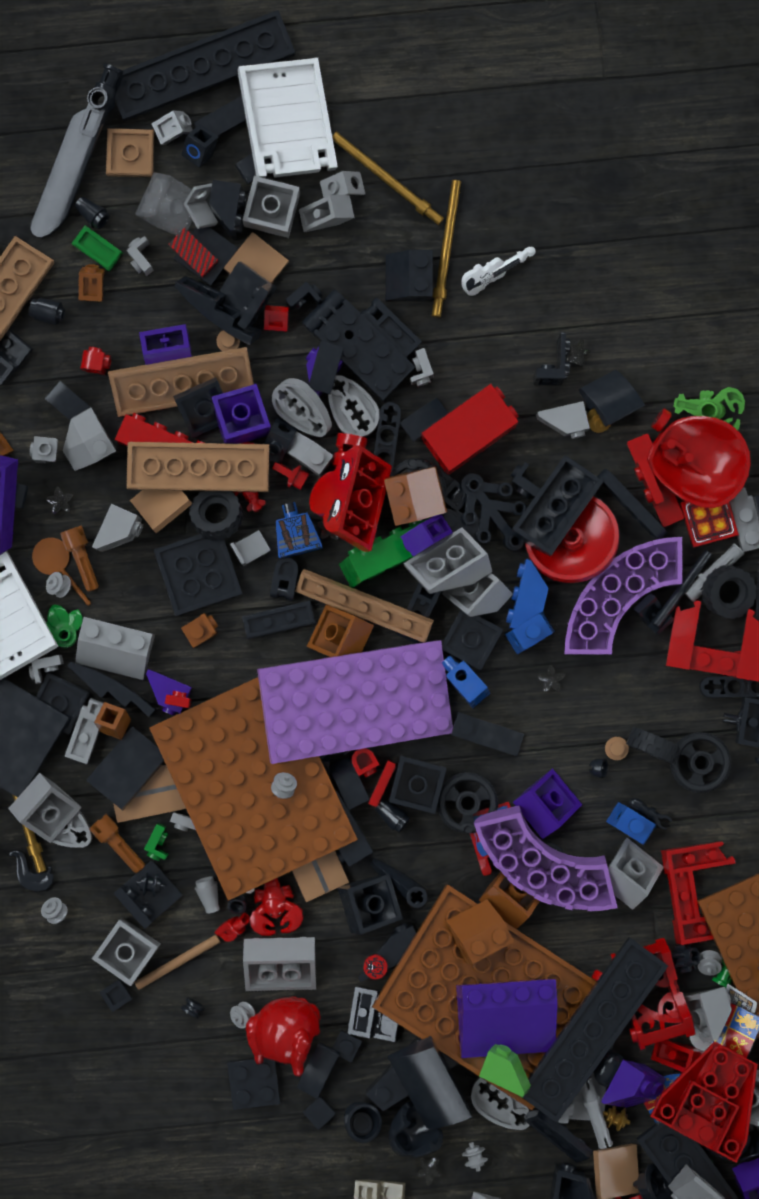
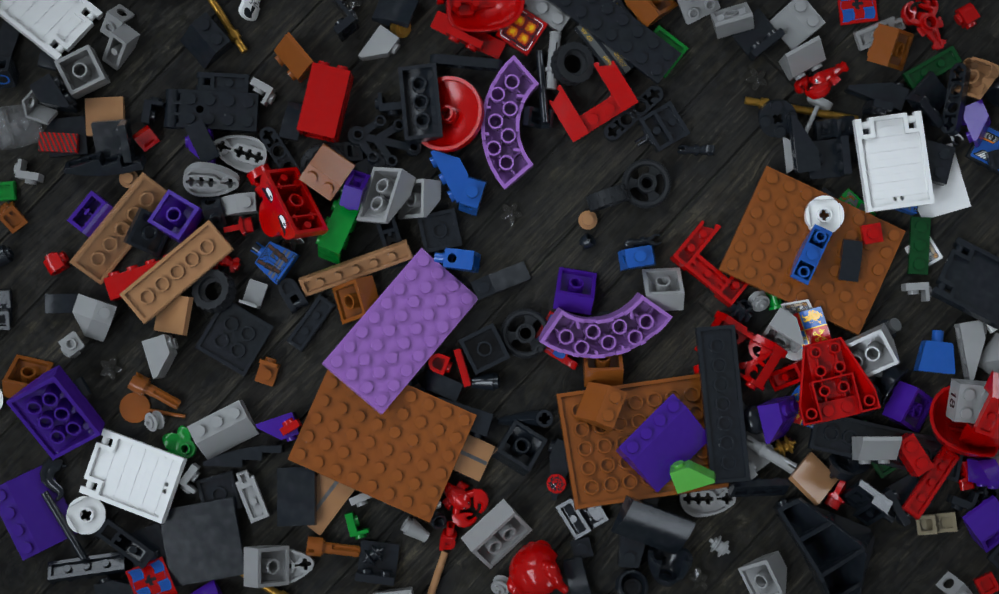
camera: 40 degrees left, 0 degrees up
(112, 720) = (261, 475): dark orange brick -> none
(284, 785) = (401, 421): light grey wheel -> none
(476, 363) = (294, 58): none -> dark orange slope

